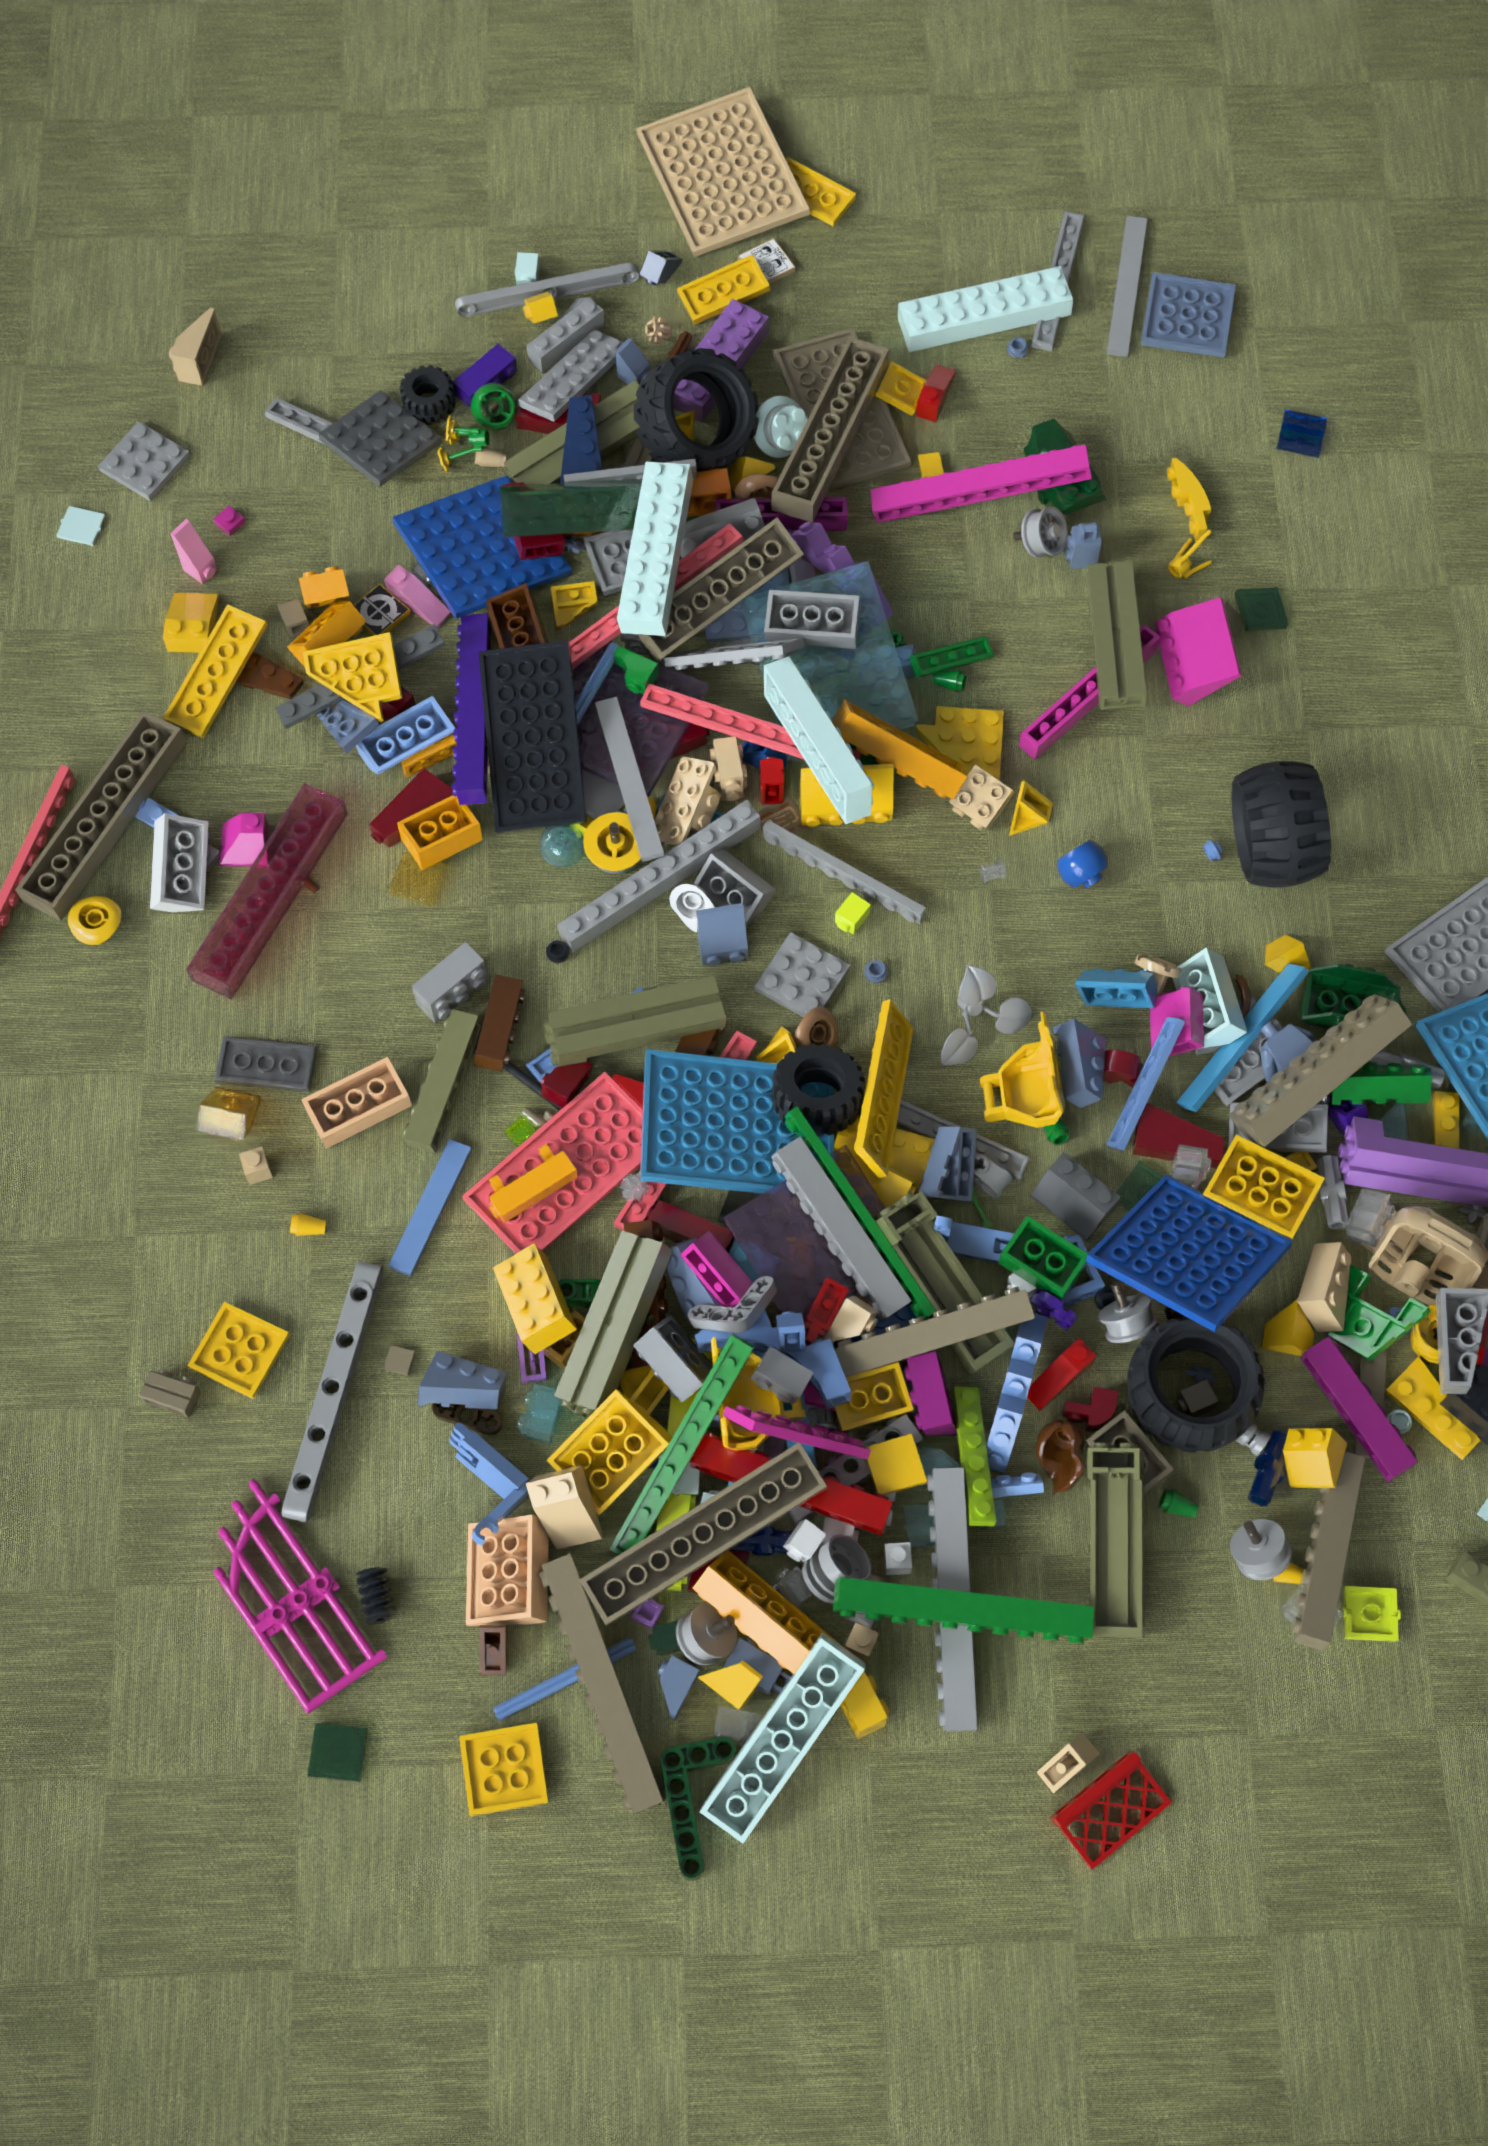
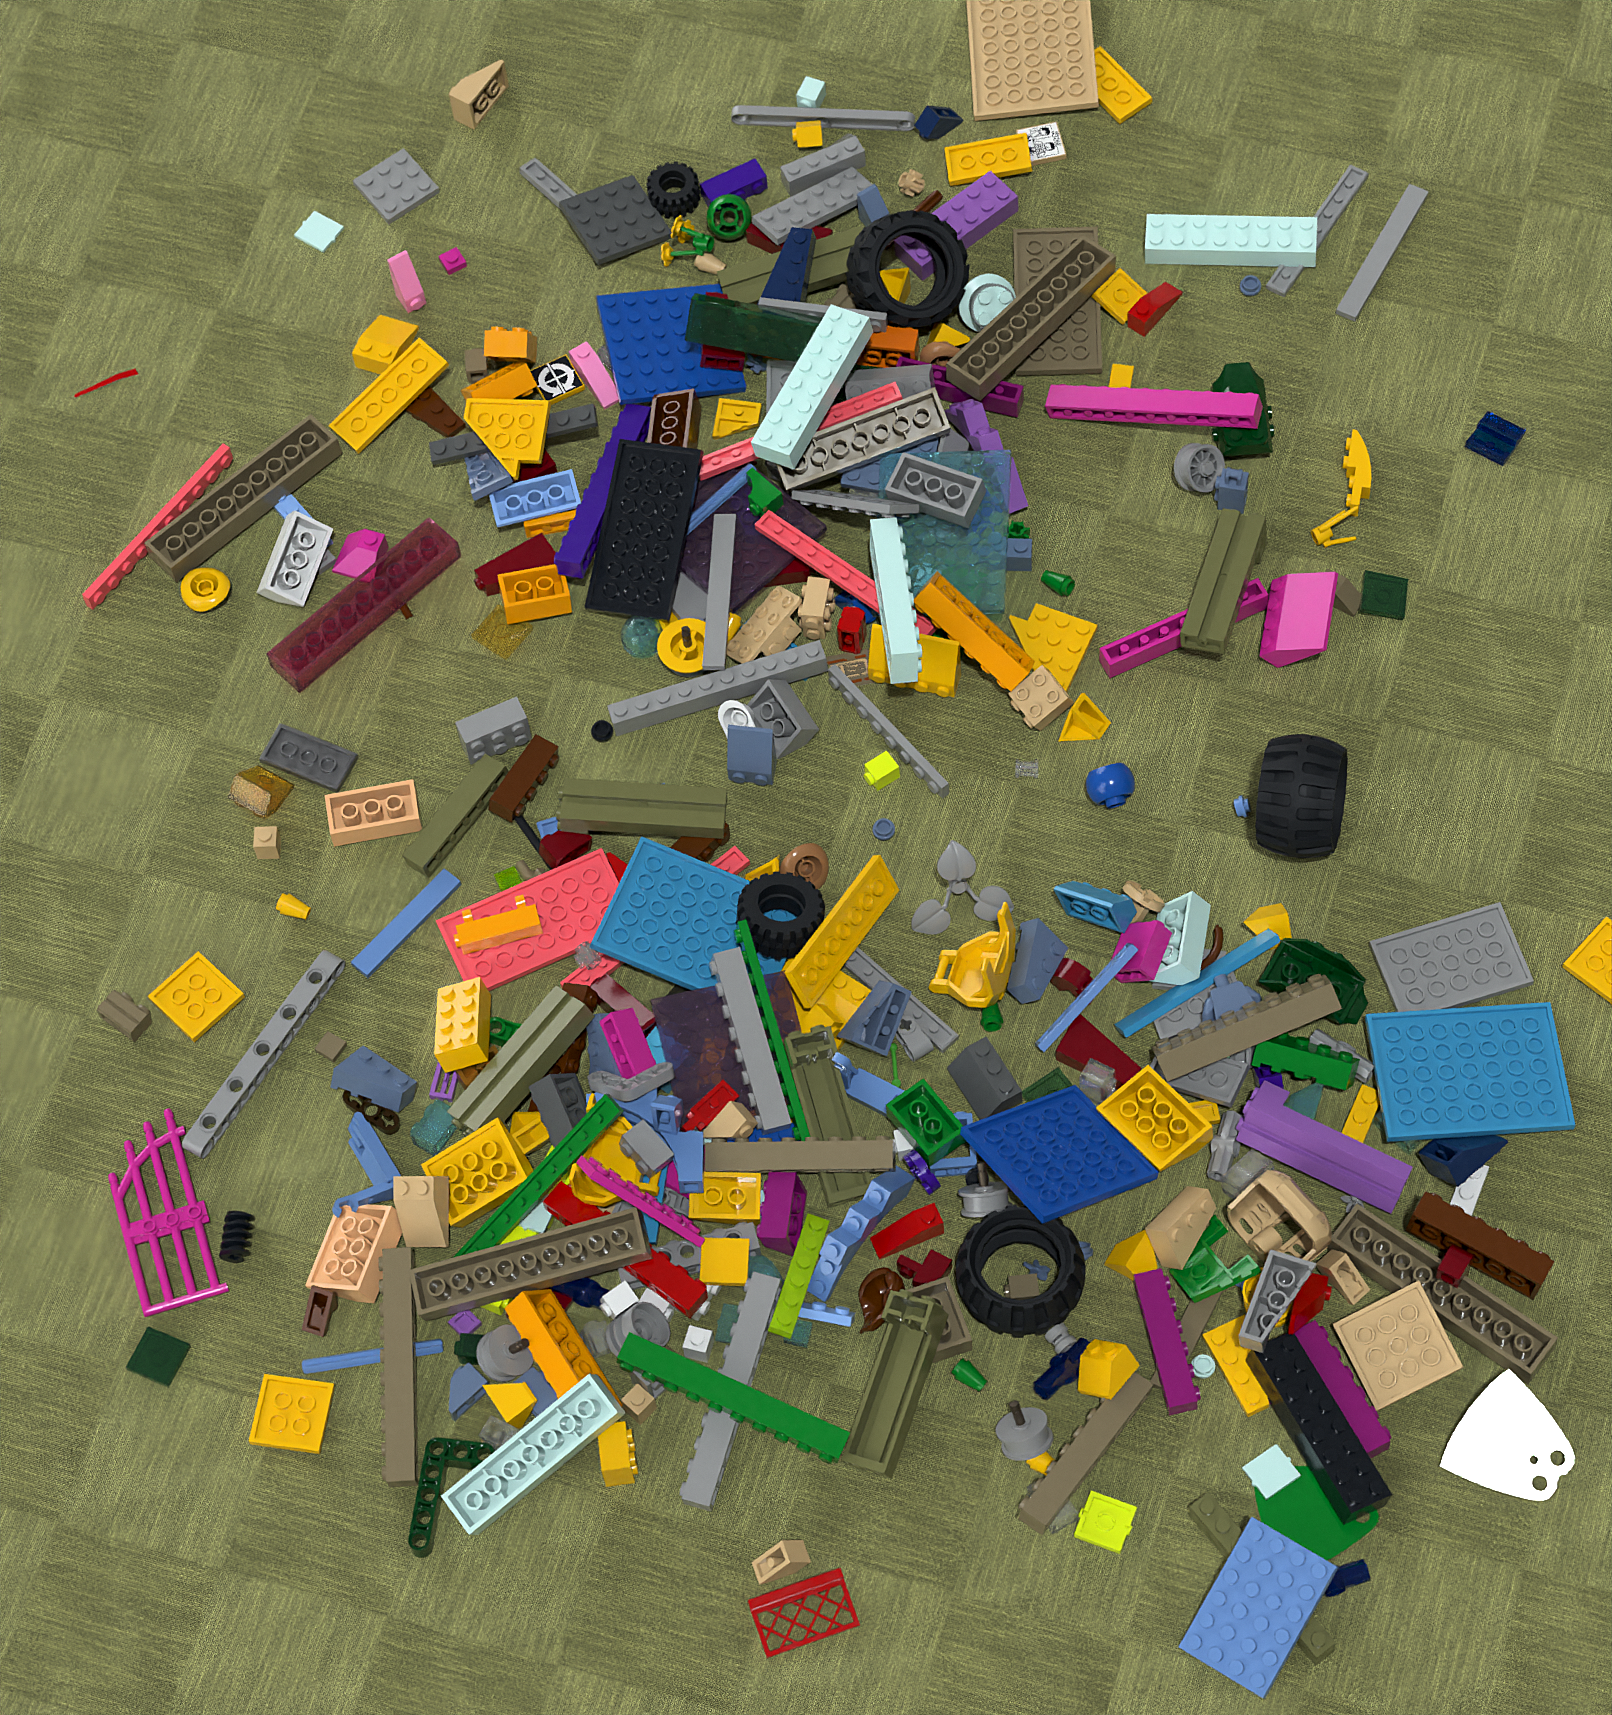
camera: 25 degrees right, 5 degrees down
(801, 976) = (815, 814): light grey plate -> none
(951, 656) = (1065, 560): green tile -> none
(1188, 314) = (1430, 295): sand blue plate -> none

